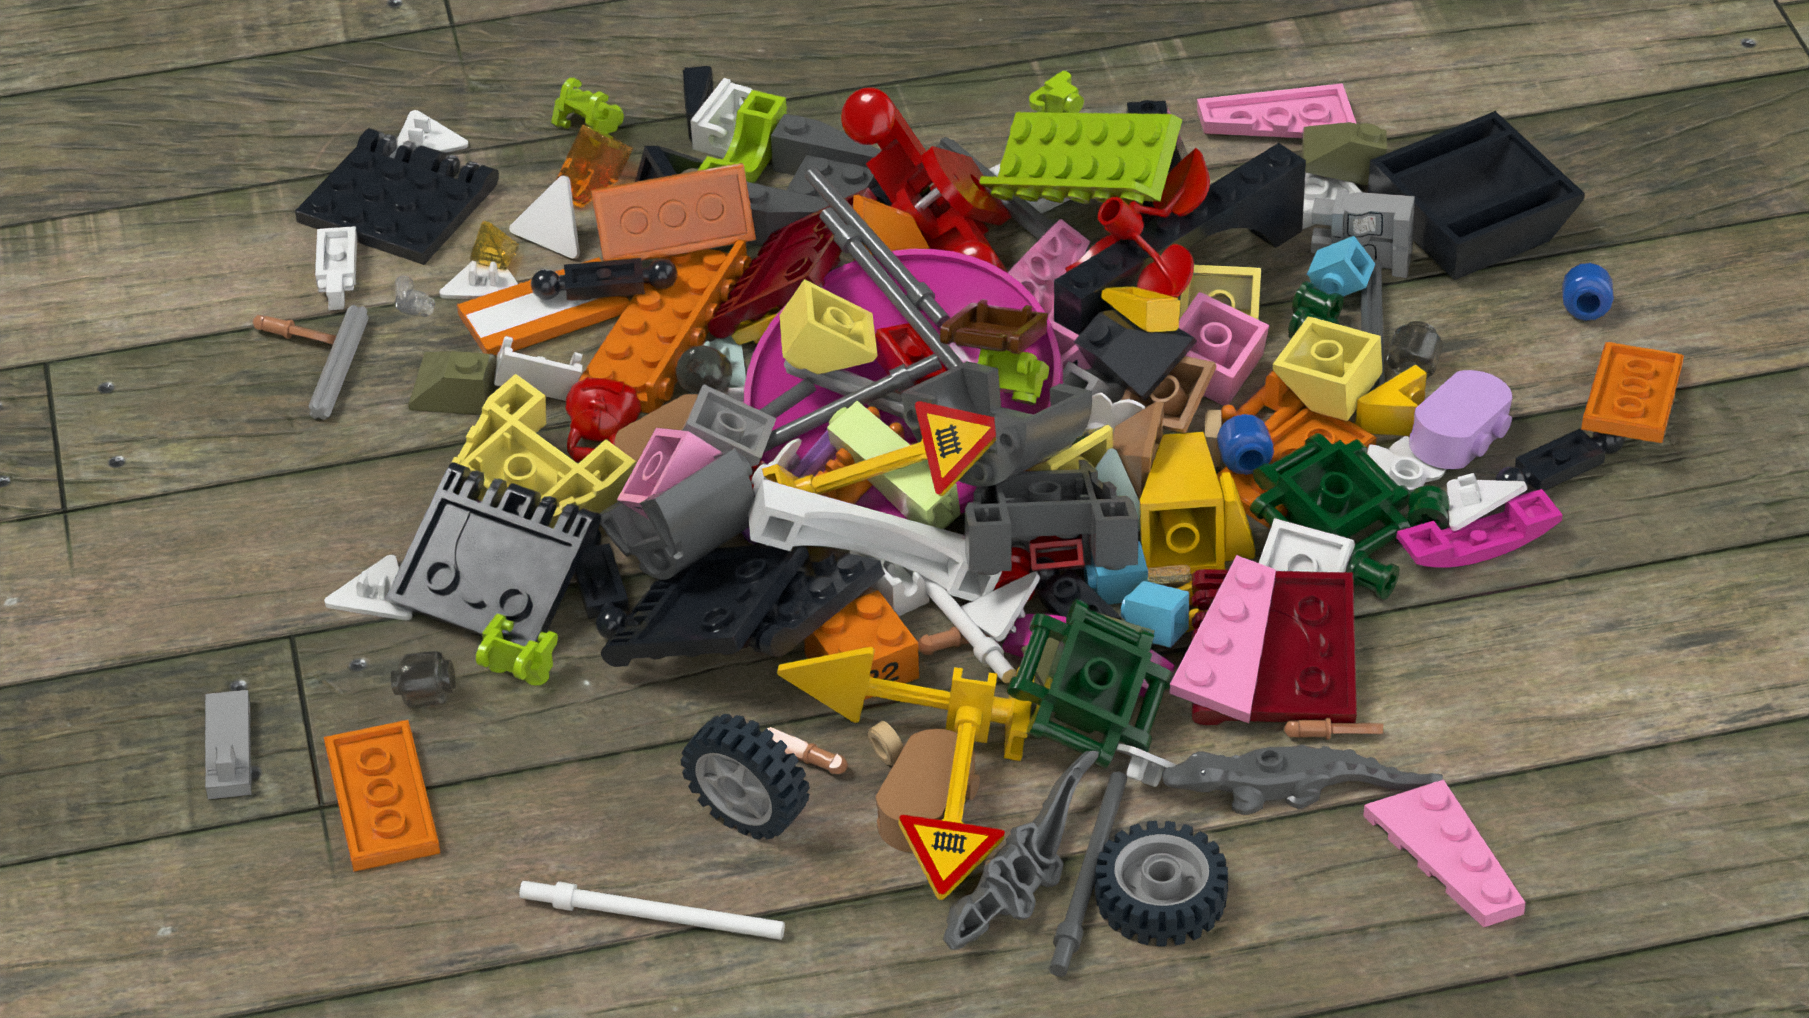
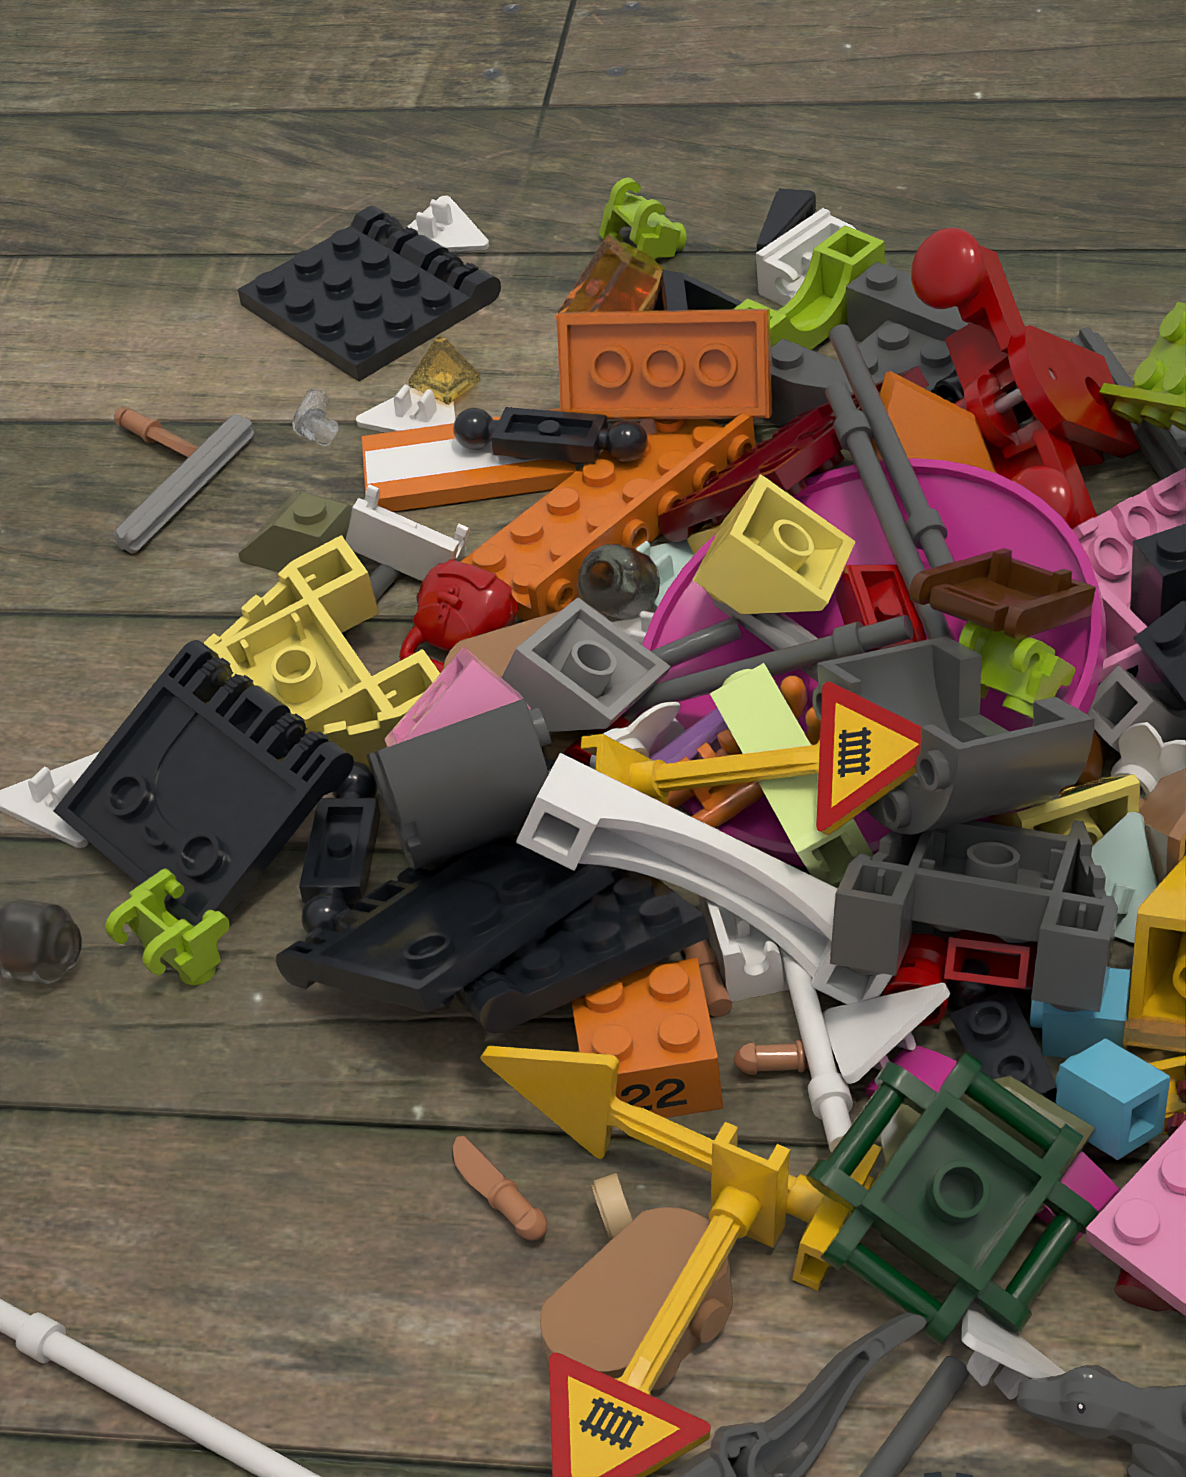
camera: 25 degrees right, 0 degrees up
(336, 263) = (247, 361): white hinge -> none
(551, 220) = (527, 350): white piece -> none
(745, 776) = (355, 1219): black wheel -> none

